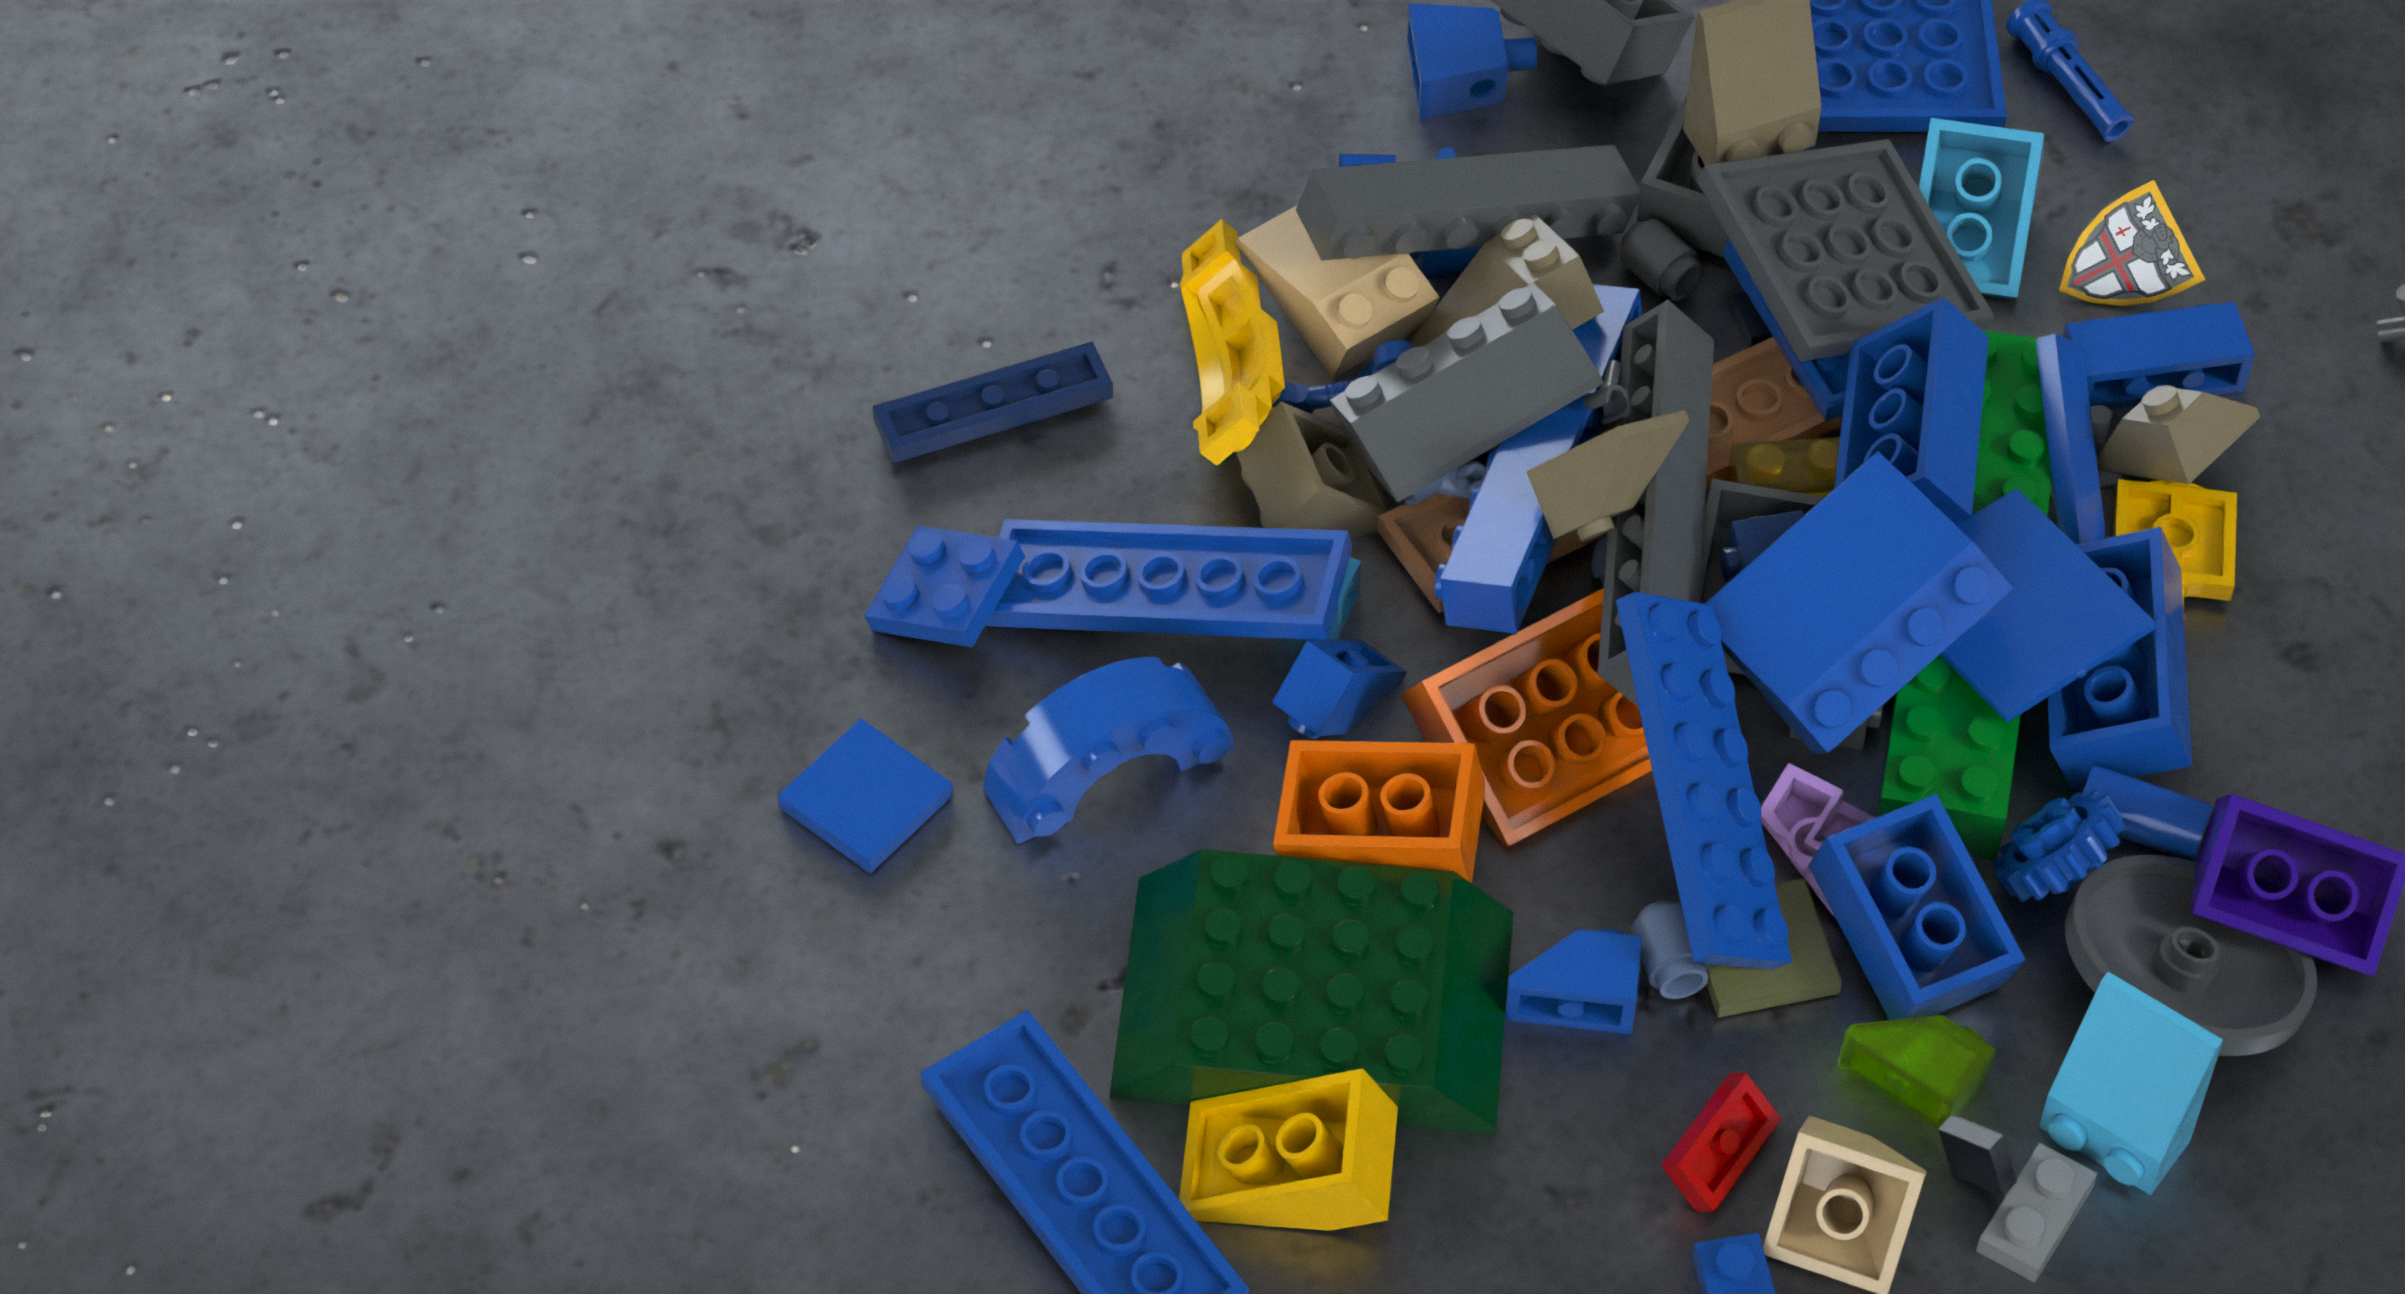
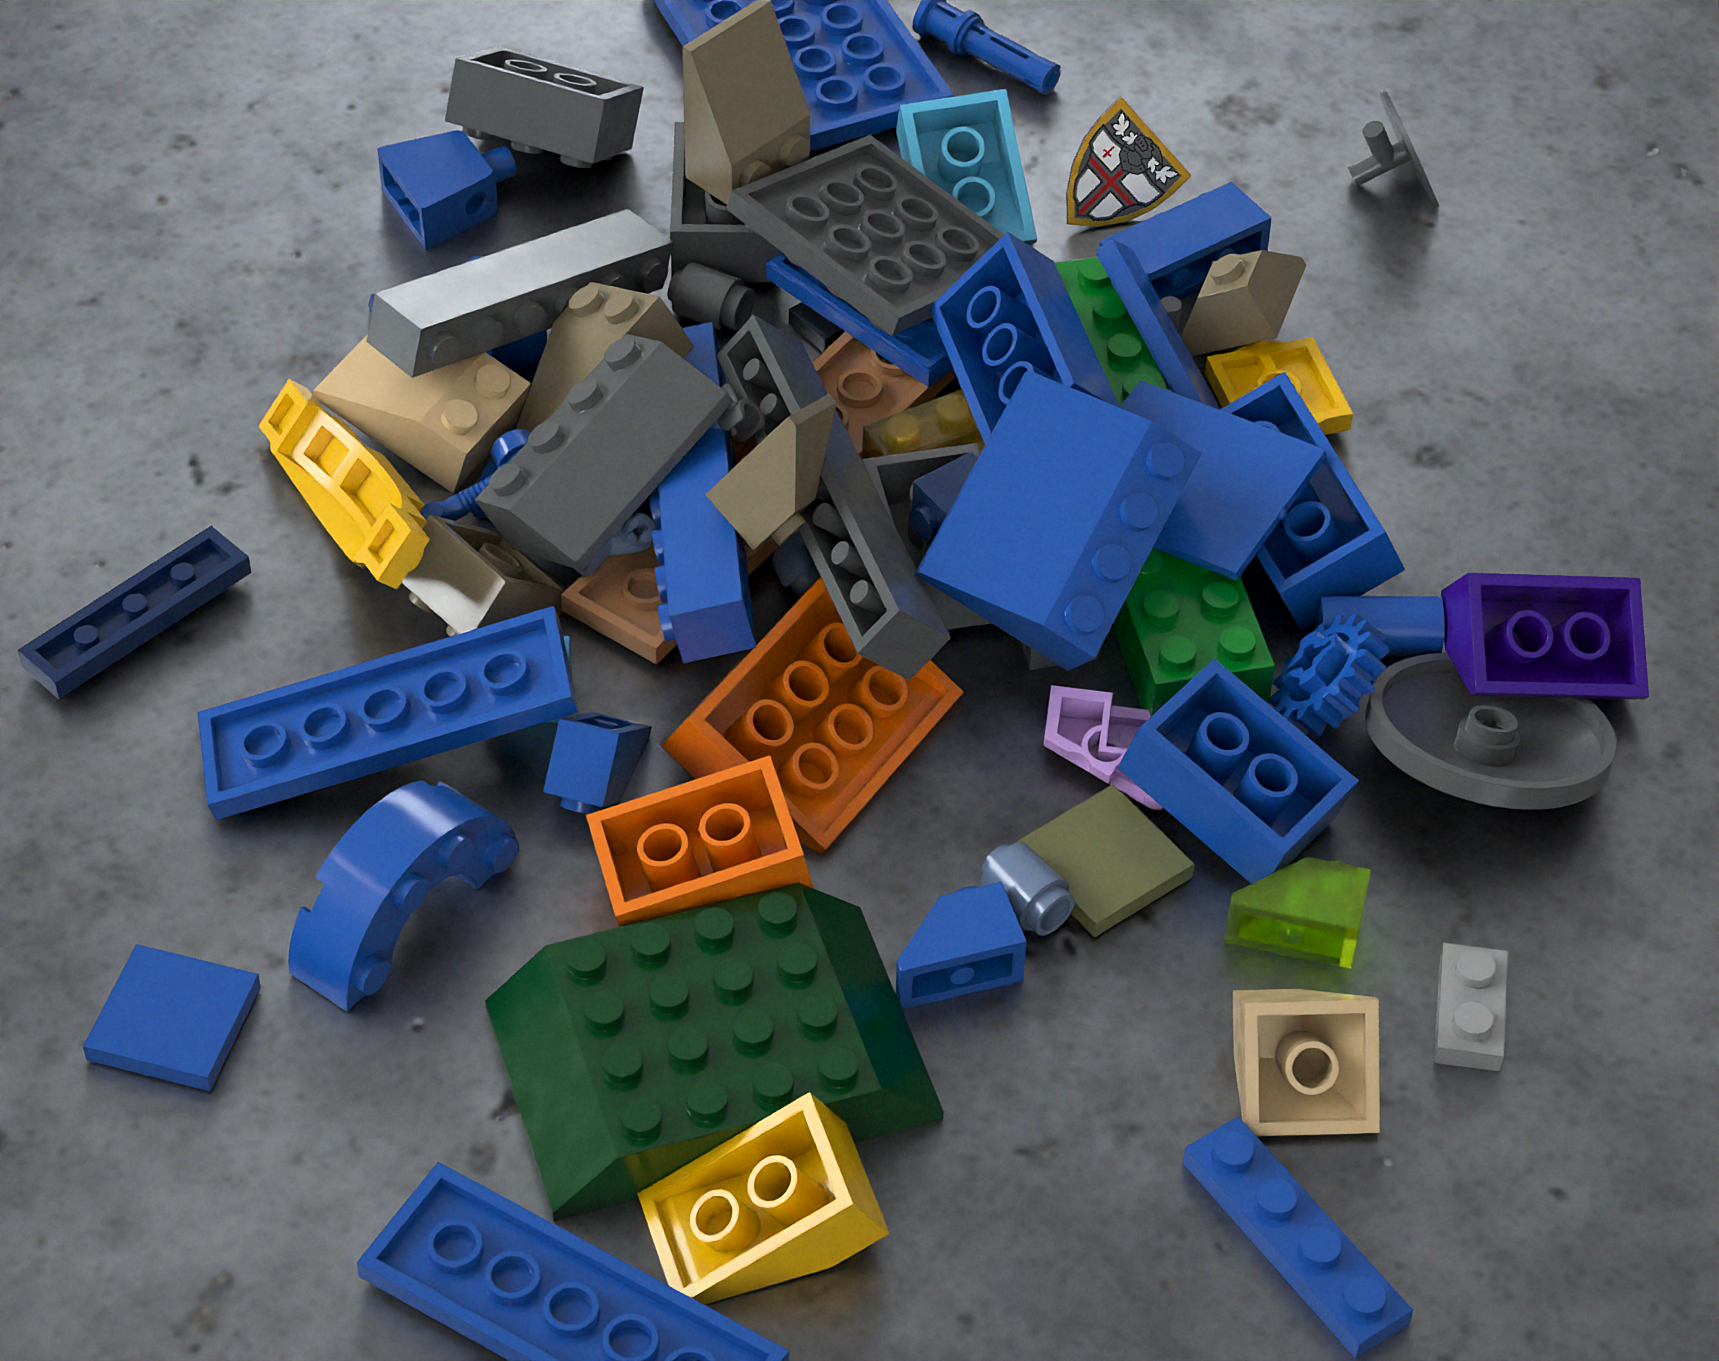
camera: 25 degrees left, 5 degrees down
(944, 586) = (166, 792): blue plate -> none
(1704, 782) = (1003, 717): blue plate -> none
(1721, 1142) = (1162, 1046): red plate -> none
(1977, 1155) = (1400, 971): black tile -> none
(2131, 1085) = (1512, 853): medium azure slope -> none

